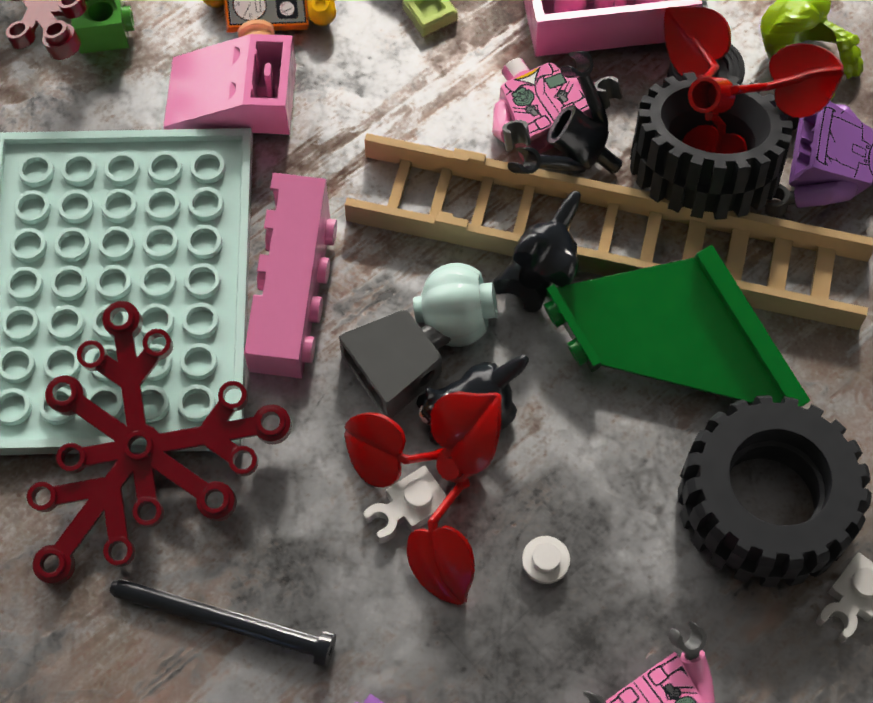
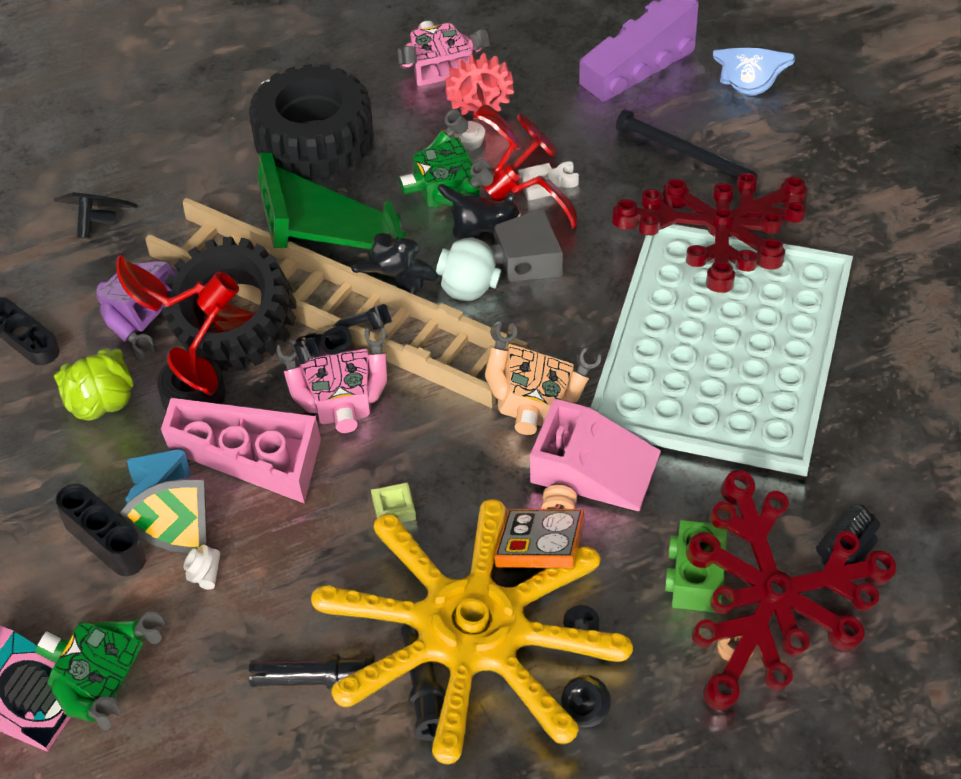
camera: 160 degrees left, 15 degrees down
(290, 277) = (585, 304): bright pink wedge -> none
(319, 145) = (531, 381): none -> light nougat torso
(550, 459) = (448, 164): none -> torso
(556, 619) = (493, 78): none -> coral gear

